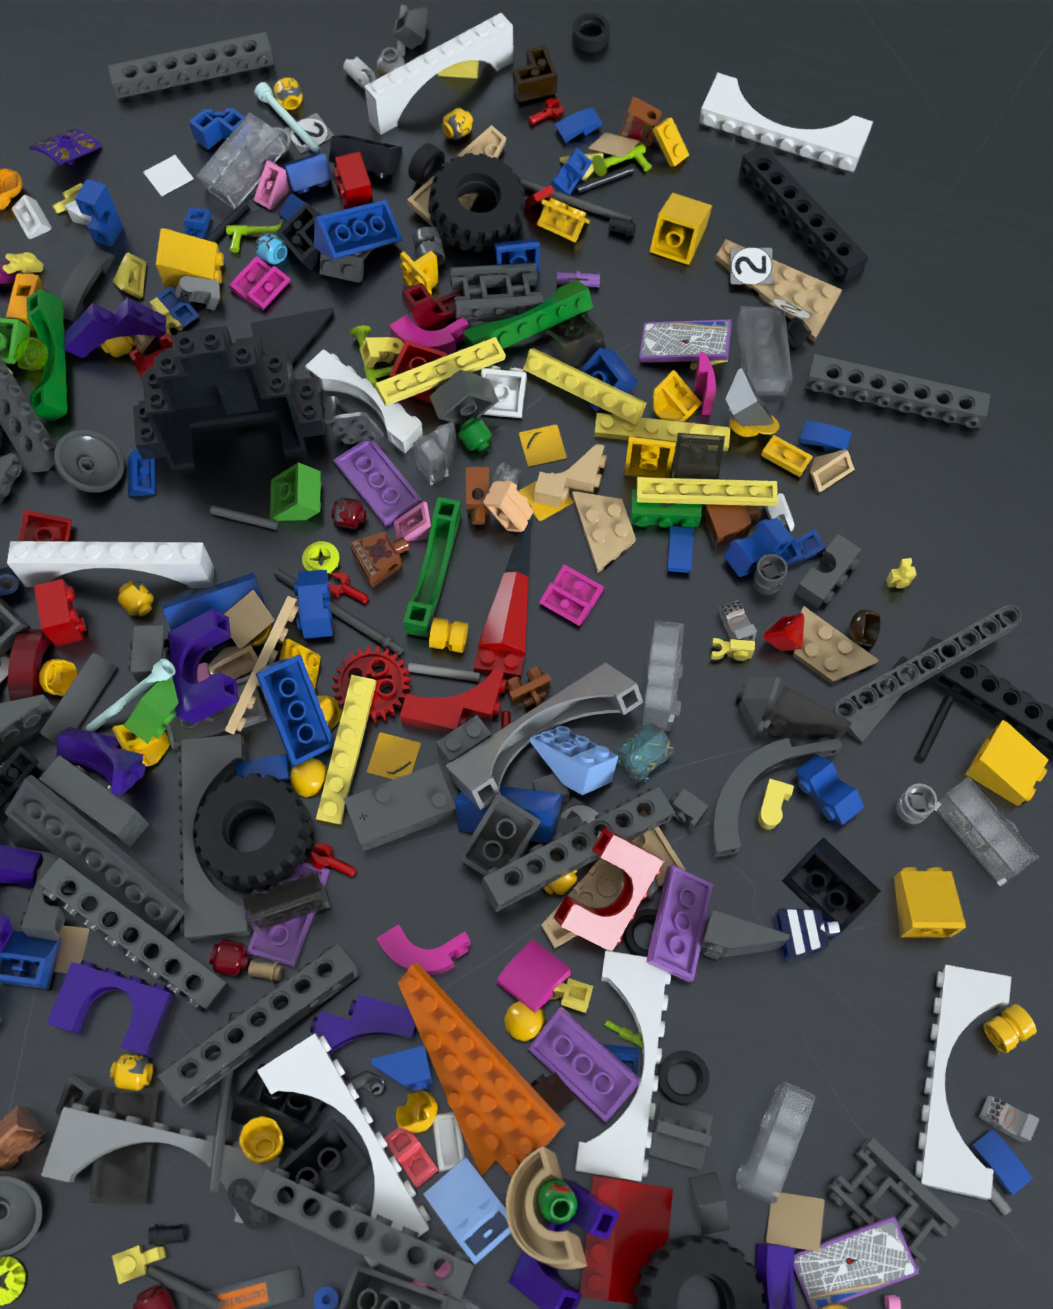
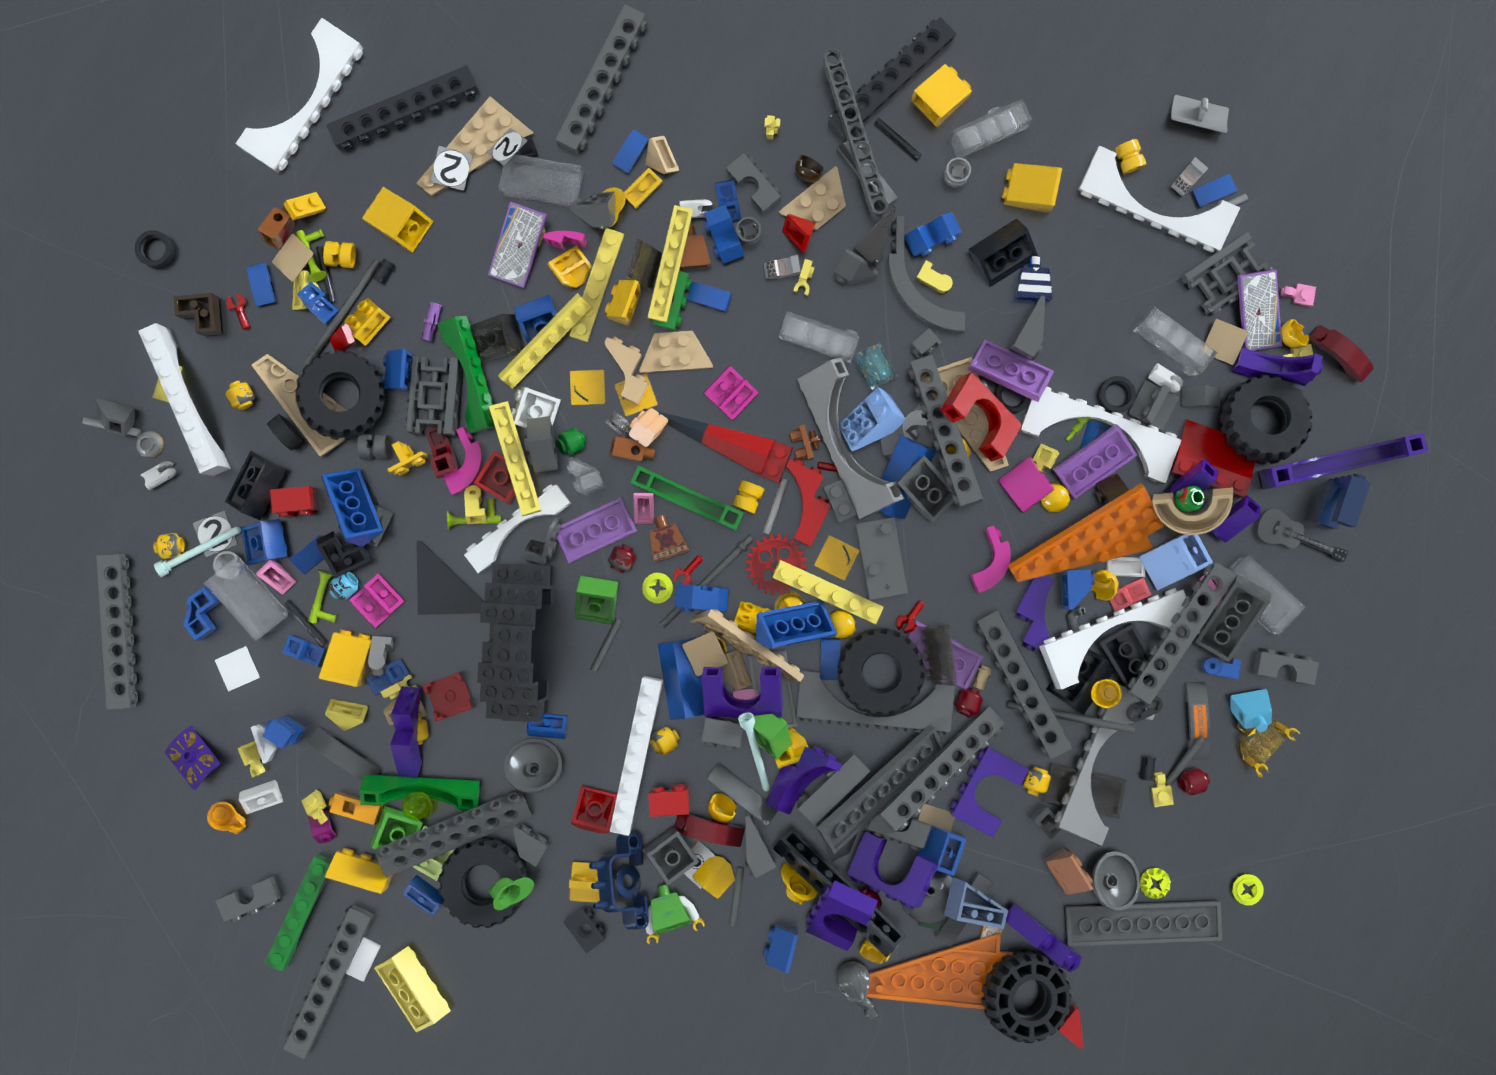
camera: 75 degrees left, 20 degrees up
(628, 182) = (339, 254): none -> yellow wheel
(722, 1144) = (1163, 376): none -> white piece

